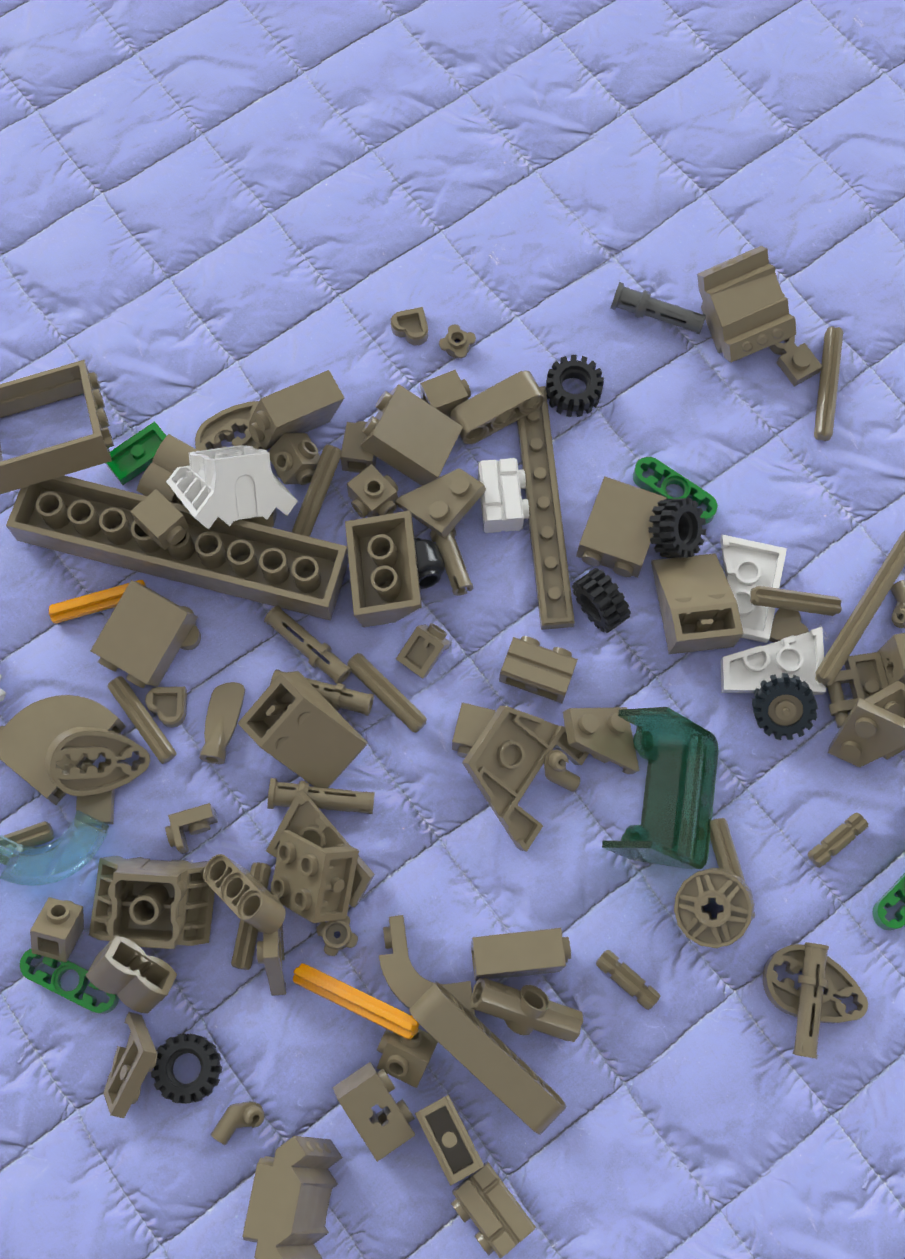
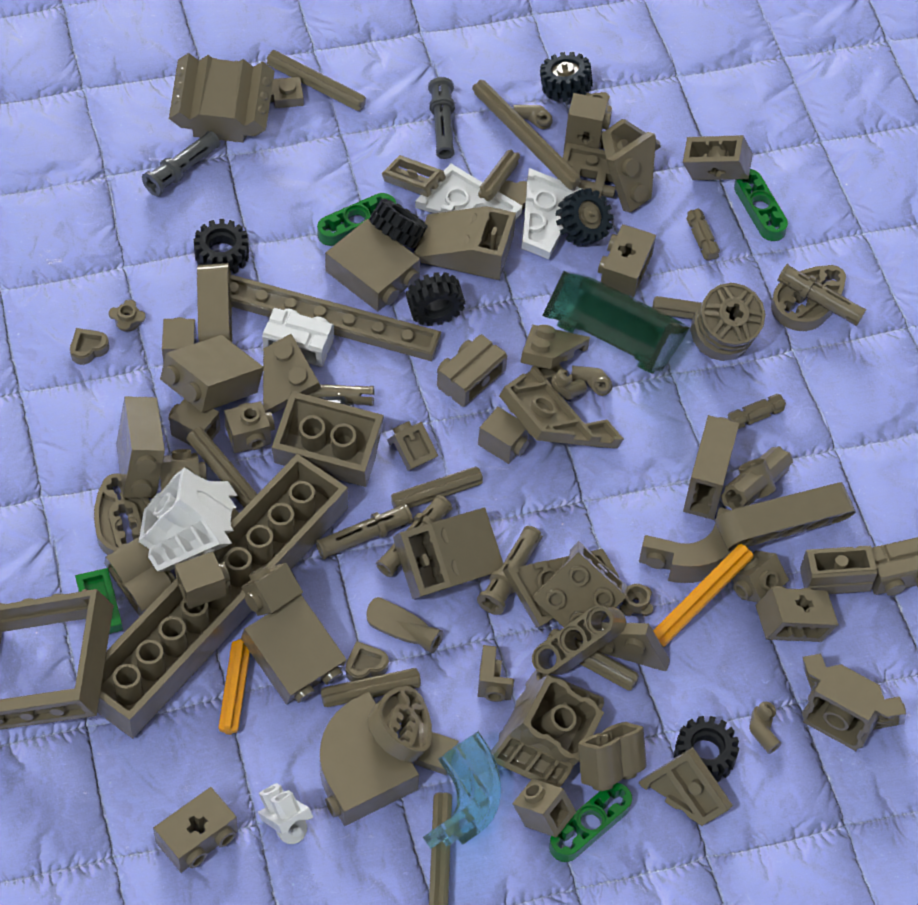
camera: 70 degrees left, 15 degrees down
(179, 584) = (270, 589): none -> dark tan brick
(590, 795) = (594, 377): none -> dark tan arm
(739, 780) = (627, 259): none -> dark tan brick
(749, 537) = (410, 179): none -> dark tan tile
(859, 513) = (444, 141): none -> dark grey pin

